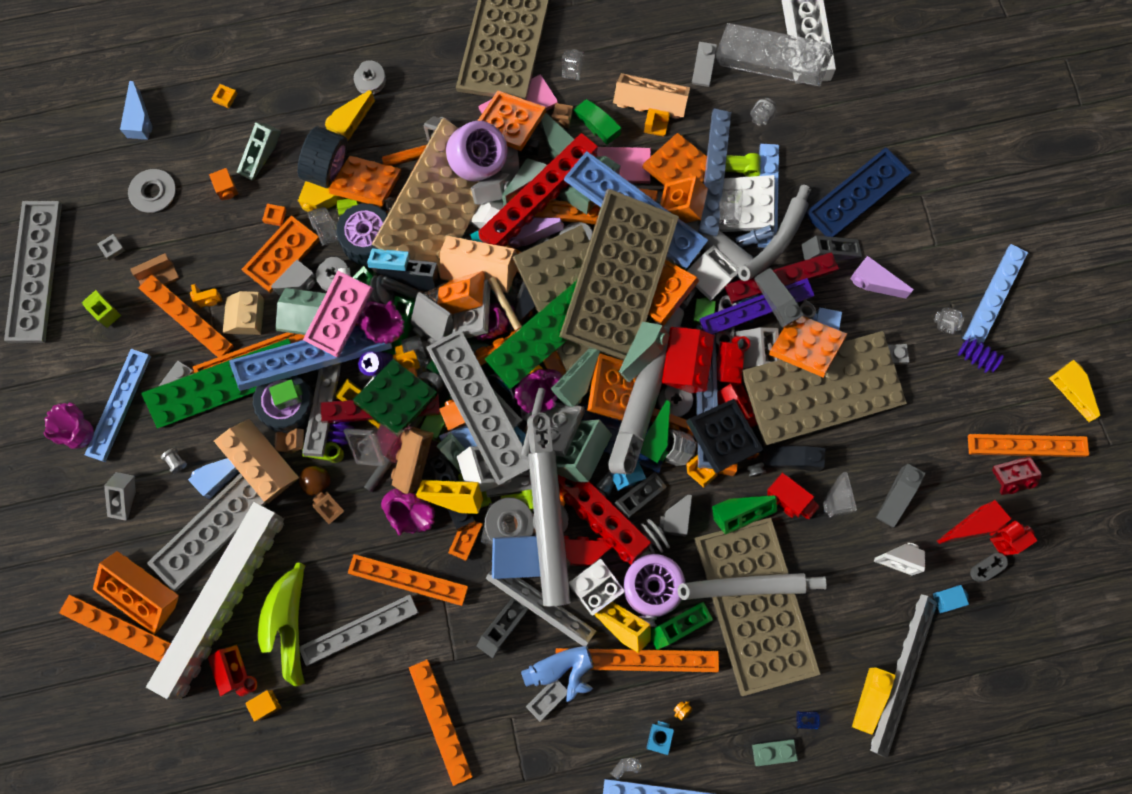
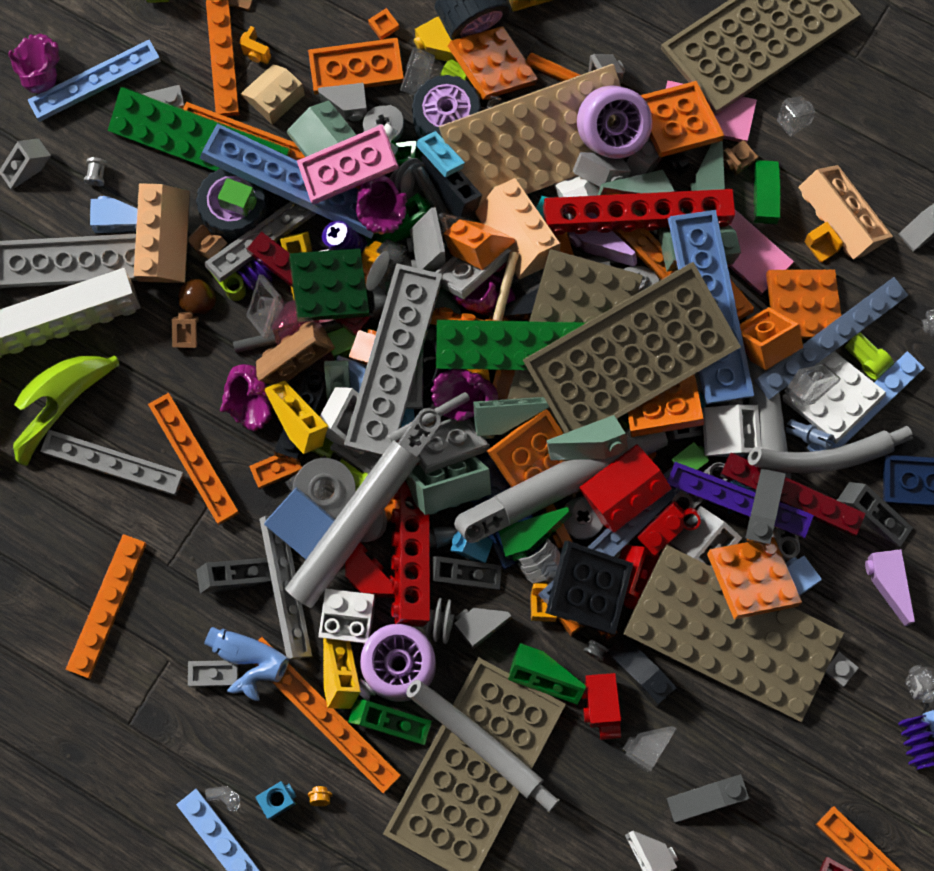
camera: 45 degrees right, 0 degrees up
(417, 363) = (377, 270): none -> white sticker

